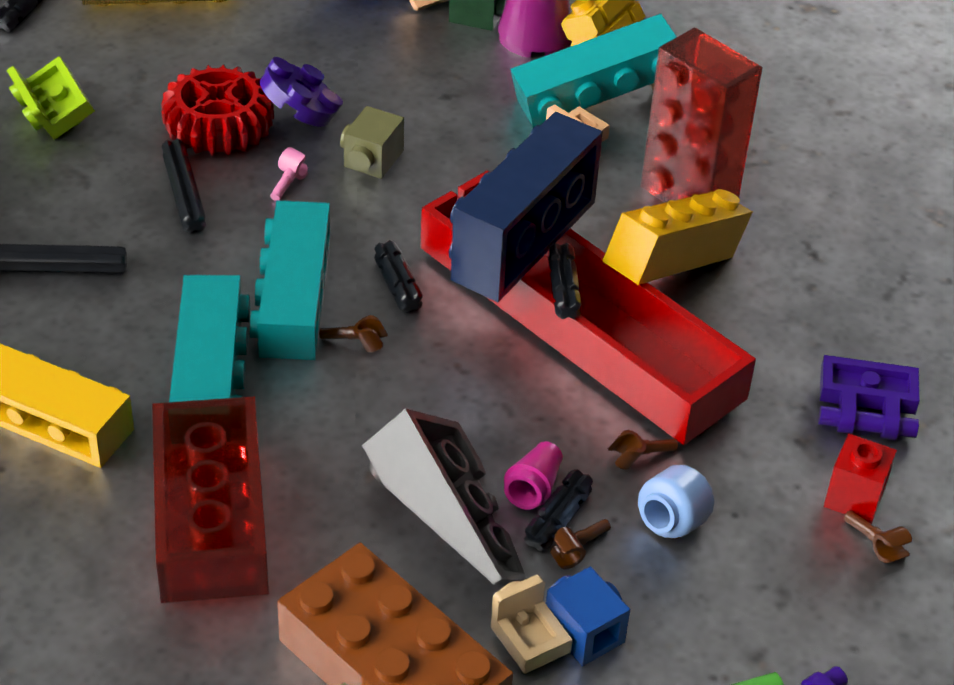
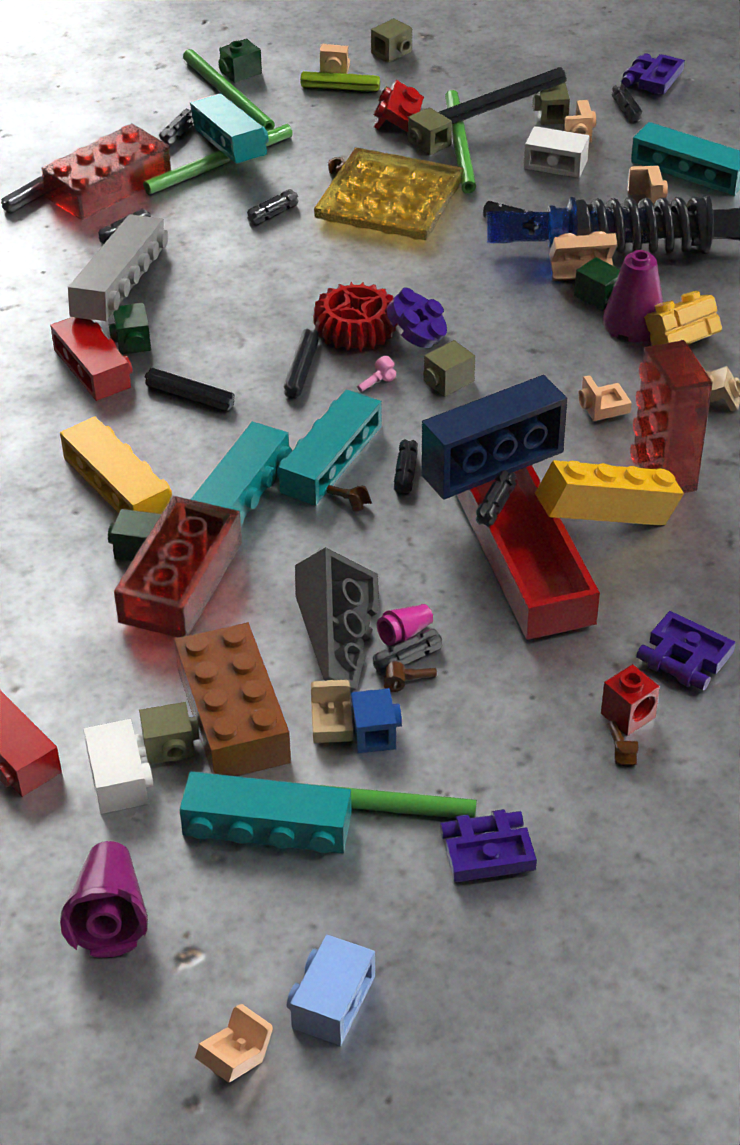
camera: 30 degrees right, 0 degrees up
(51, 98) = (248, 279): lime bracket -> none
(117, 475) = (130, 532): none -> brick
(592, 69) = (619, 358): teal brick -> none
(633, 446) = (485, 626): reddish brown hand -> none
(675, 501) = (486, 671): light blue head -> none

